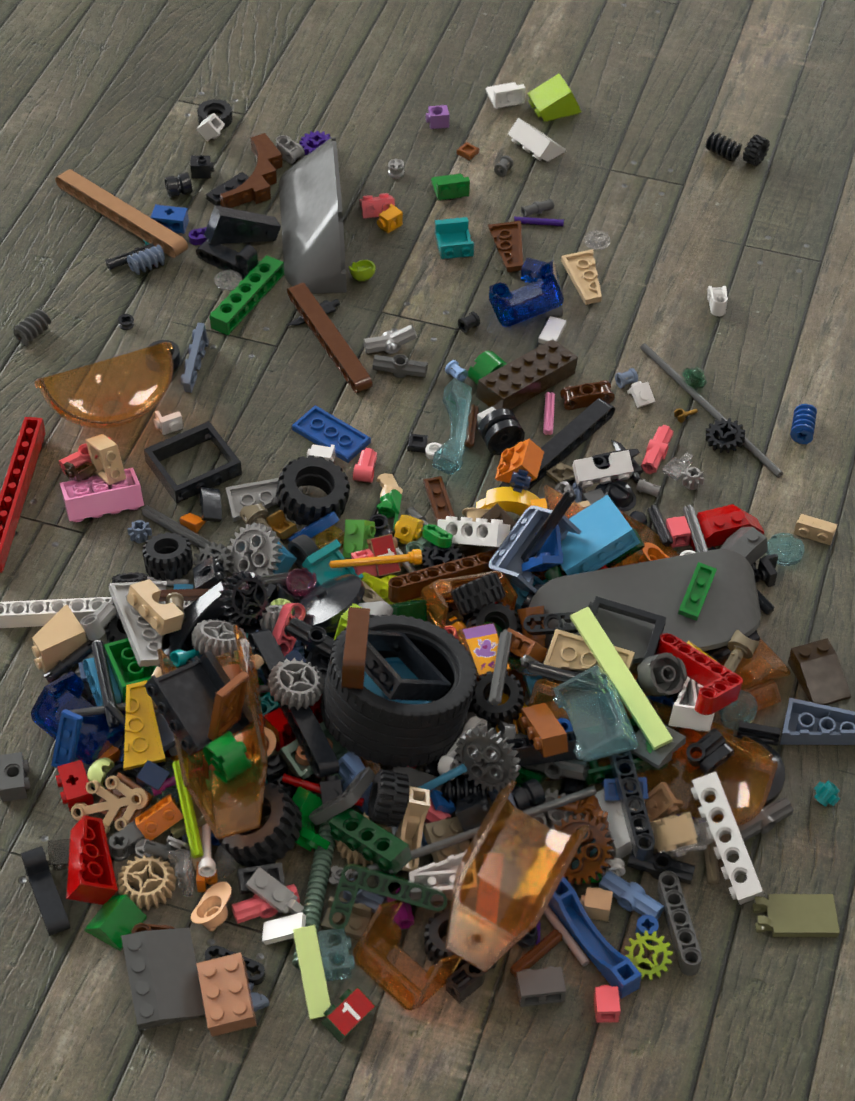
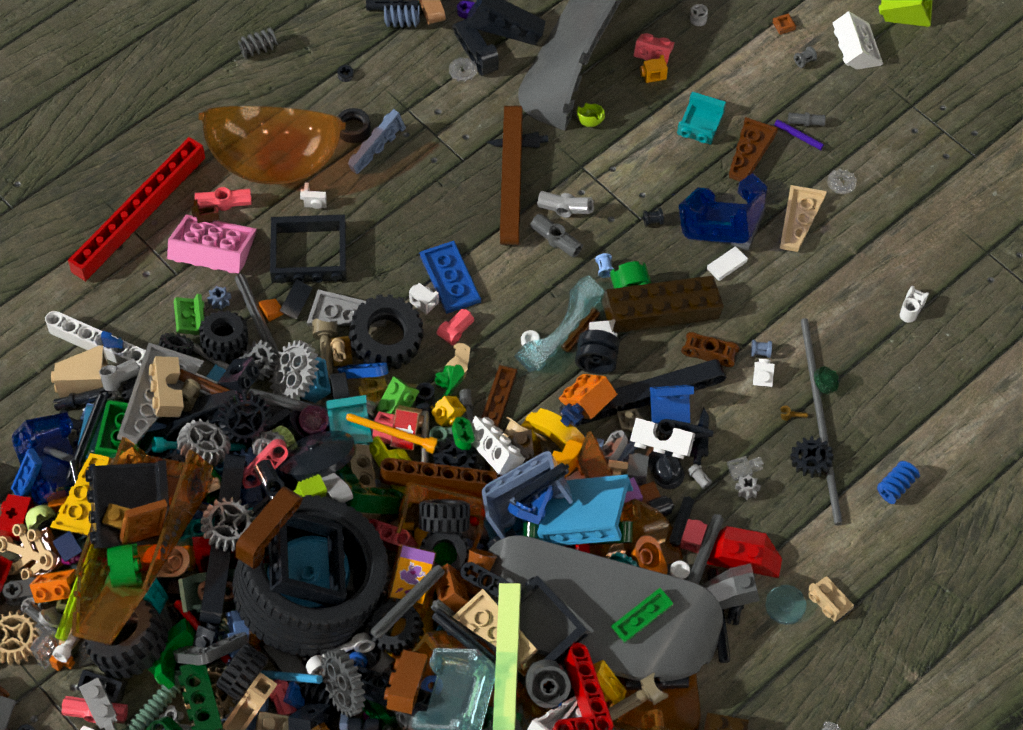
camera: 30 degrees right, 10 degrees up
(70, 600) = (110, 341): none -> blue tile
(109, 461) = (228, 213): tan window -> none
(123, 555) = (188, 314): none -> bright green bracket
(198, 715) = (114, 516): none -> pearl gold bracket
(212, 906) = (49, 690): light nougat piece -> none
(246, 295) = (468, 94): green brick -> none
(277, 521) = (337, 346): none -> tan pin
(417, 443) = (520, 323): black tile -> none
(451, 186) = (737, 57): green bracket -> none
(549, 413) = (662, 351): bright pink axle -> none
(587, 440) = (671, 403): none -> blue bracket
(657, 449) = (736, 439): coral piece -> none
(767, 569) = (751, 611): black bracket -> none

